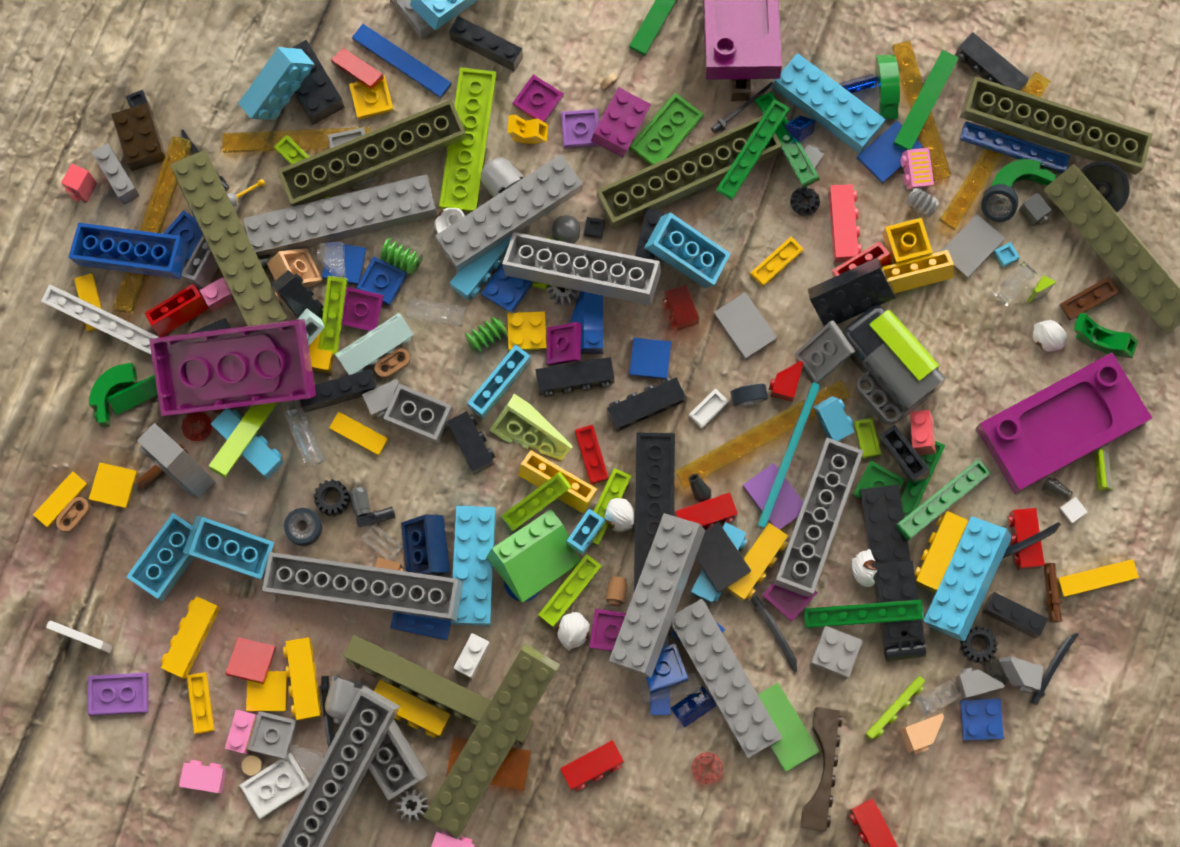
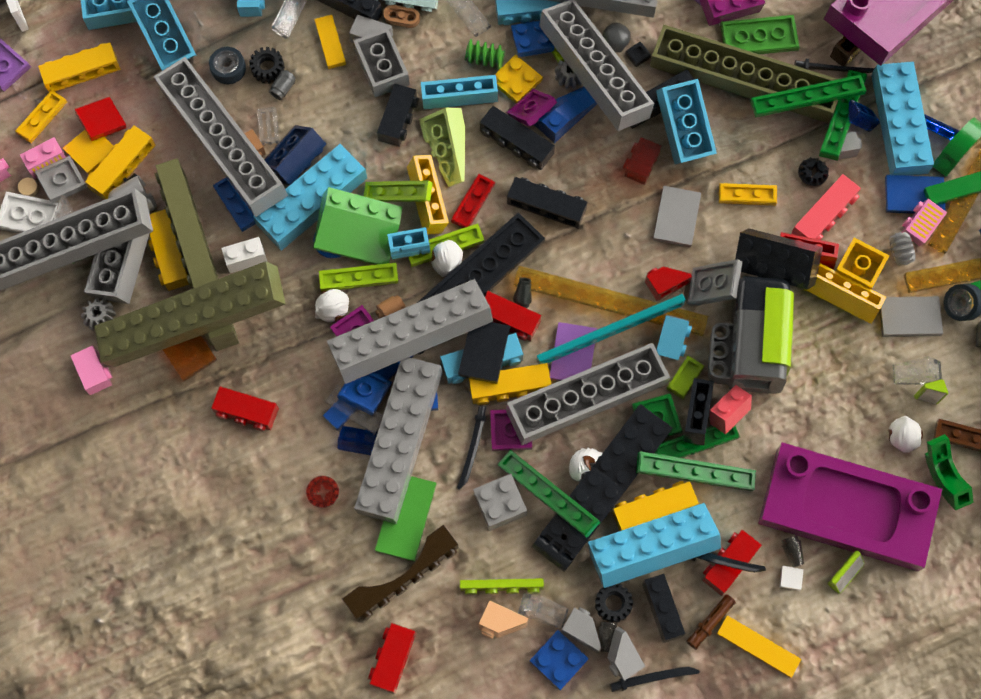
camera: 45 degrees right, 5 degrees down
(375, 517) = (282, 104): black axle -> none
(650, 358) = (584, 175): blue tile -> none
(708, 408) = (589, 248): white tile -> none
(749, 394) = (627, 262): black wheel -> none
(1006, 255) = (932, 347): medium azure tile -> none

